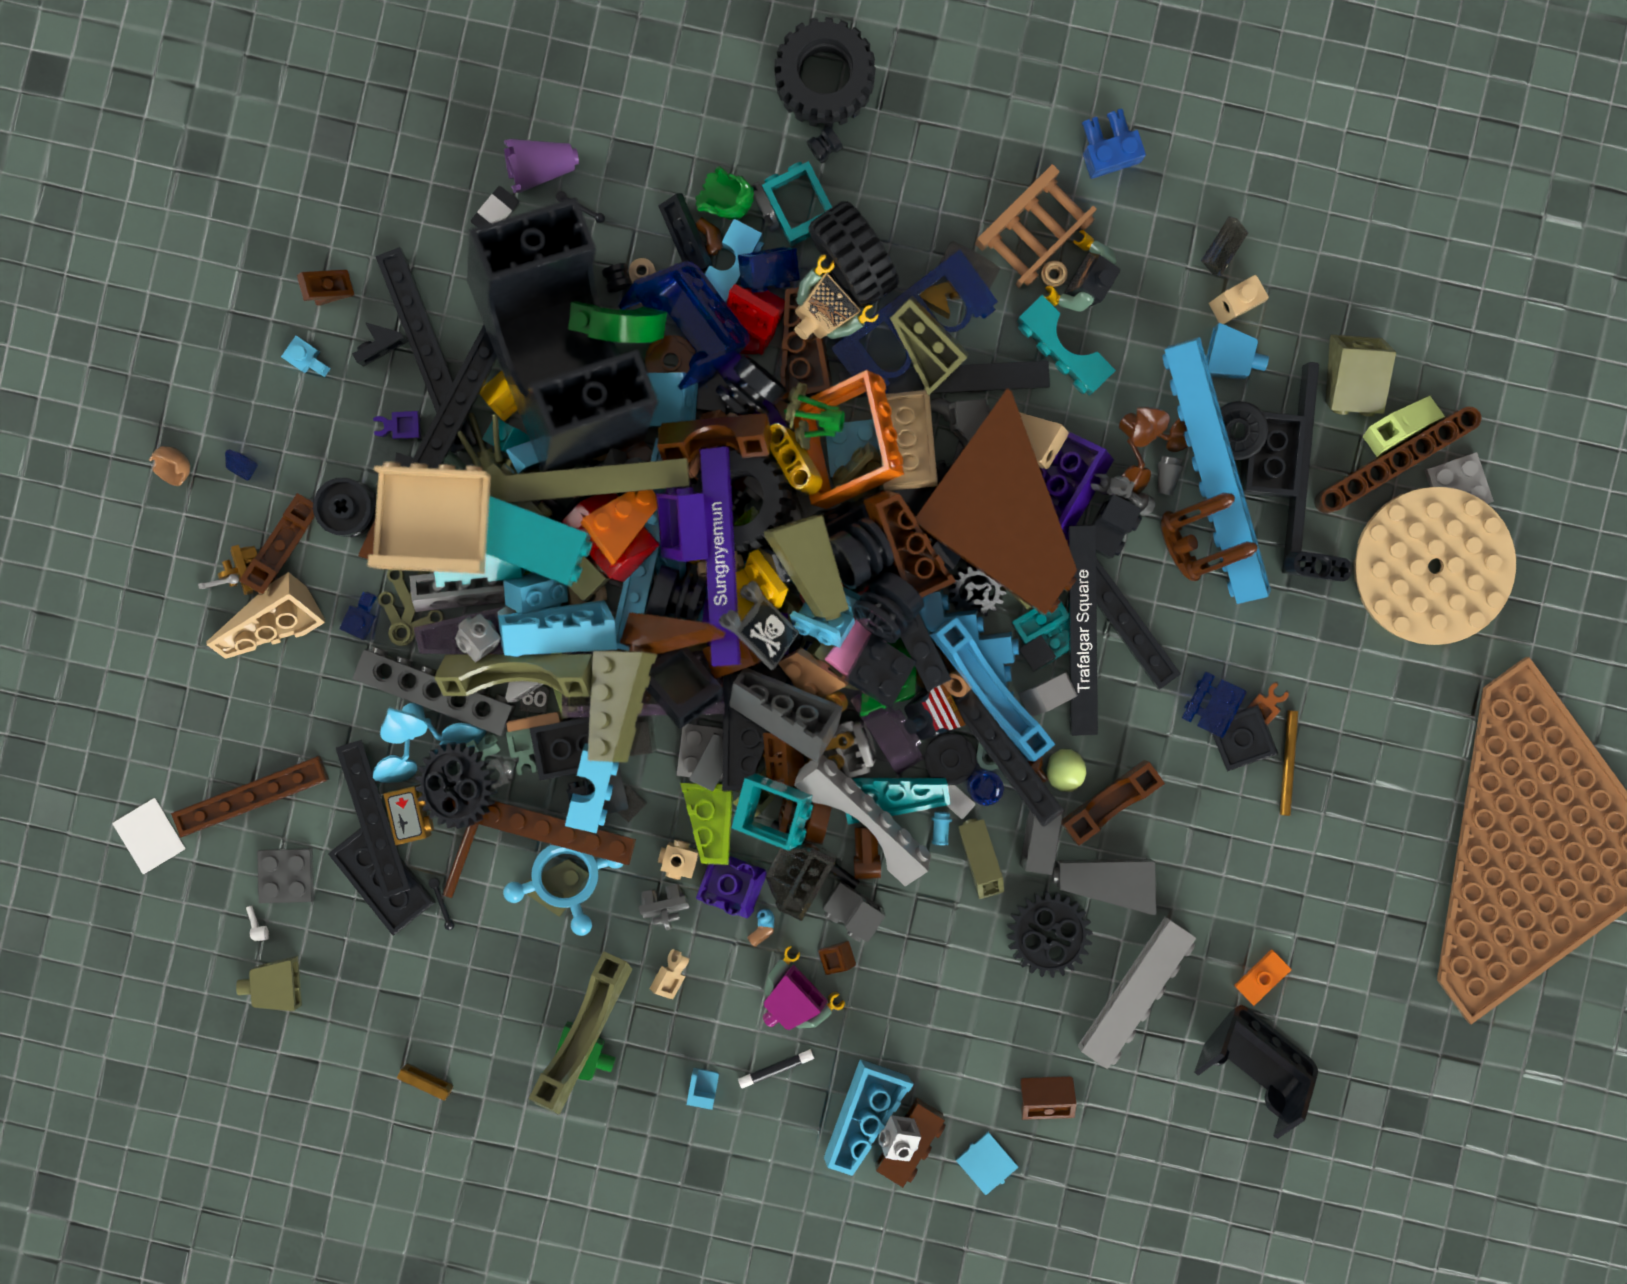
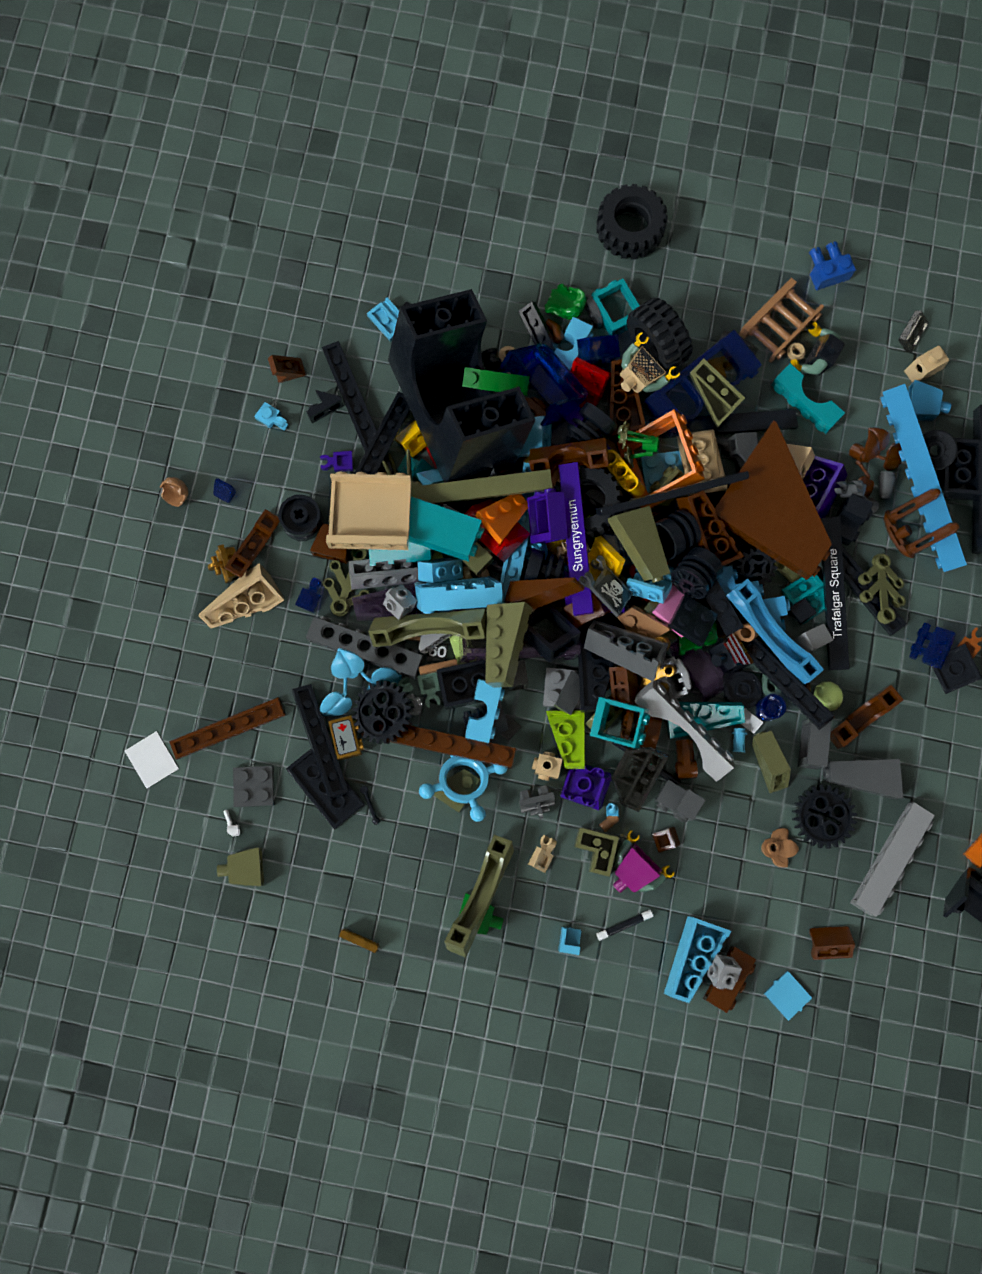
camera: 10 degrees left, 10 degrees down
(233, 579) = (219, 568): light grey hinge -> none
(460, 860) = (384, 770): reddish brown bar -> none
(468, 210) = (385, 317): none -> medium azure plate
(537, 162) = (434, 282): medium lavender cone -> none
(748, 969) = (603, 849): none -> olive brick
(824, 144) = (632, 269): black wheel -> none
(855, 497) = (672, 493): none -> black tile
(991, 972) = (782, 847): none -> medium nougat plate
(1151, 621) = (881, 565): none -> olive plant

